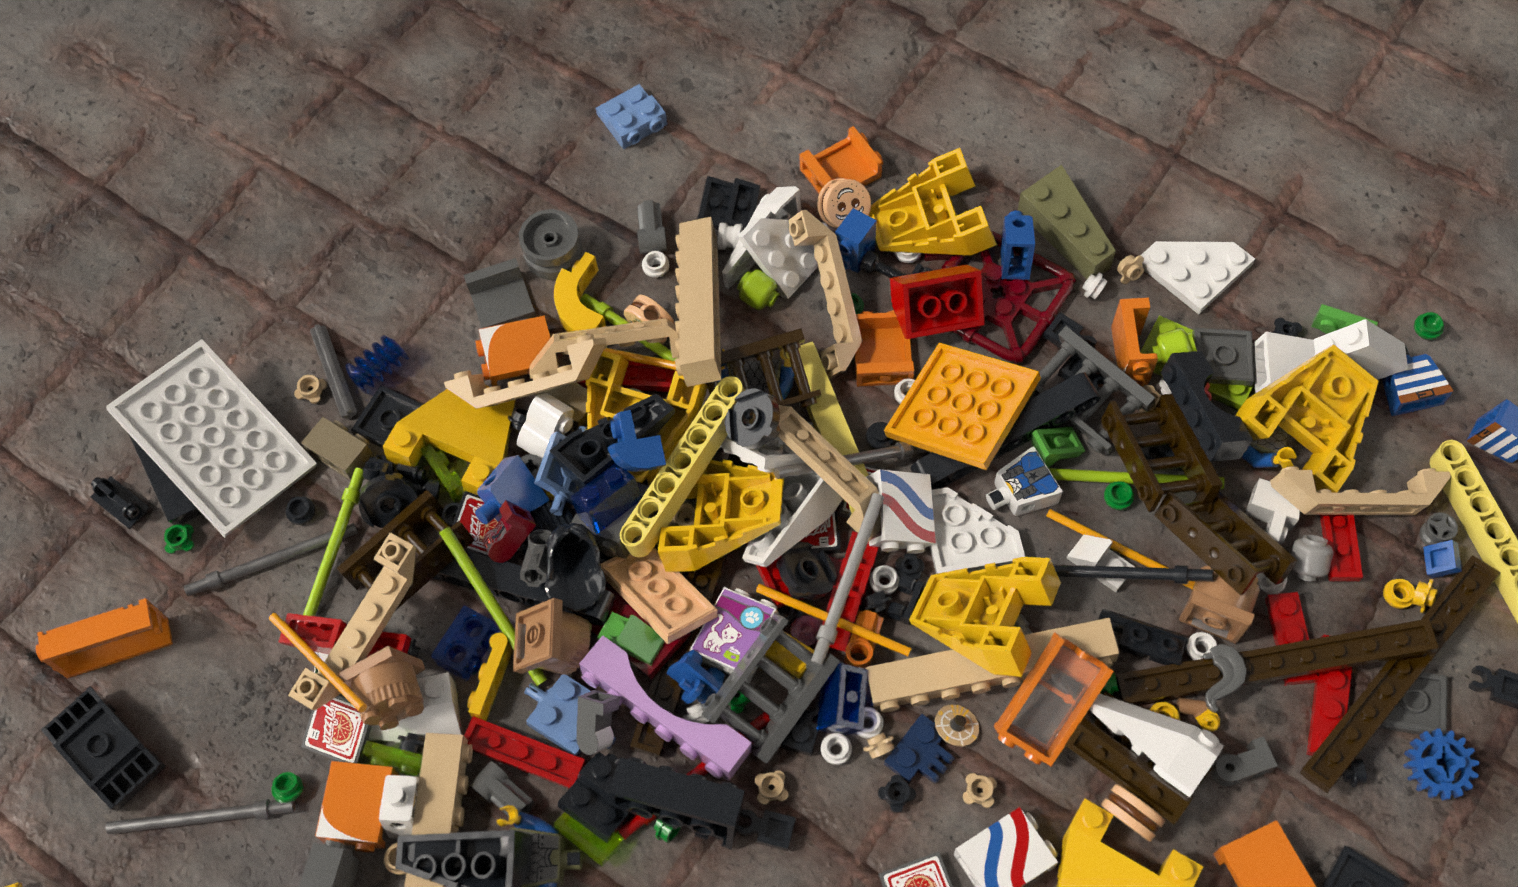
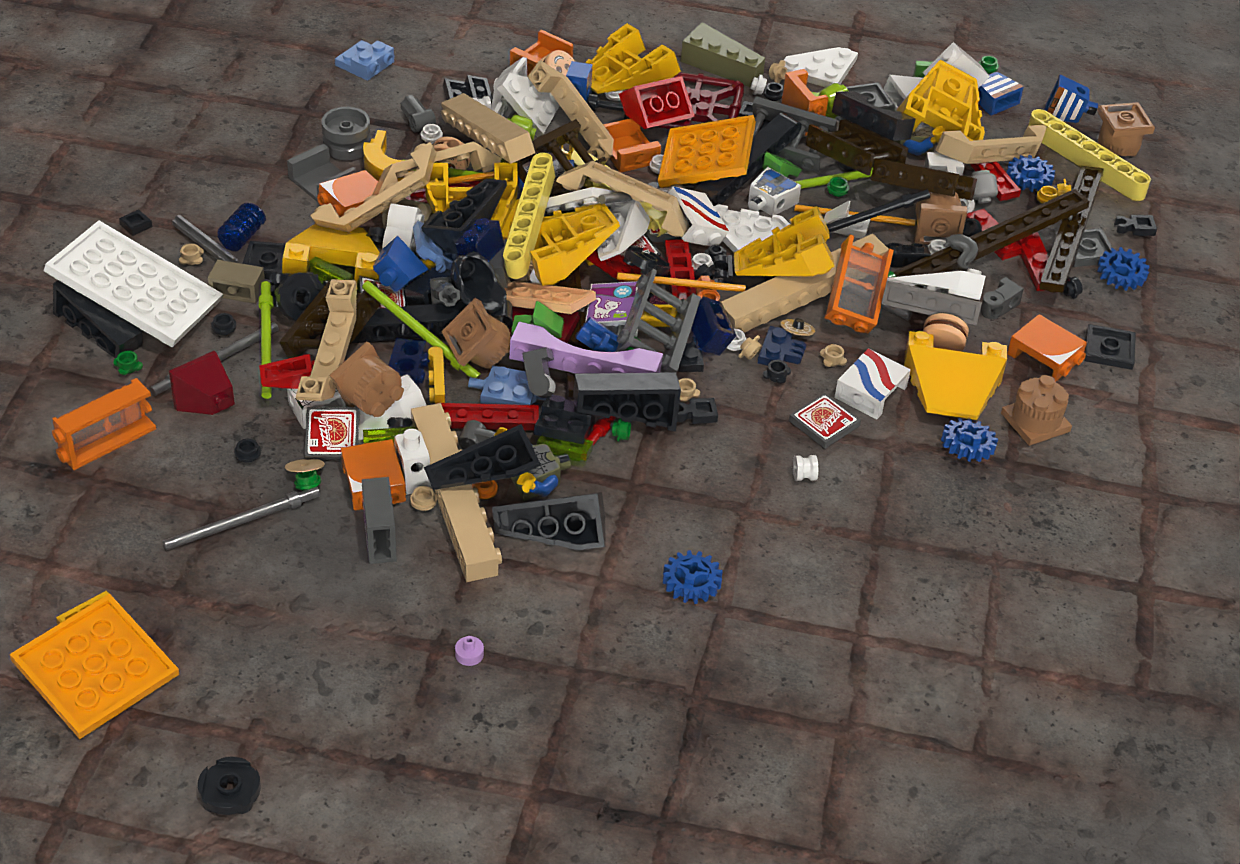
camera: 30 degrees left, 20 degrees down
(102, 749) = (138, 489): black plate -> none
(118, 501) = (63, 353): black hinge -> none
(231, 611) = (201, 386): none -> dark red slope
(246, 717) = (247, 450): none -> black plate
(275, 317) = (135, 222): none -> black tile
(293, 762) = (304, 465): none -> tan piece
(318, 663) = (299, 373): light orange axle -> none
(509, 532) = (412, 282): dark red leg -> none
(634, 453) = (491, 203): blue brick -> none
(766, 422) = (582, 169): plate -> none
(827, 632) = (684, 278): light grey bar -> none
(836, 739) = (720, 358): white plate -> none
(1017, 232) = (697, 66): blue torso -> none
(1109, 300) = (773, 91): none -> black plate
(1263, 625) = (971, 227): none -> black plate
(1391, 559) = (1030, 172): none -> blue gear
(1442, 559) = (1065, 170): blue plate -> none
(1444, 525) = (1055, 157): dark grey wheel -> none

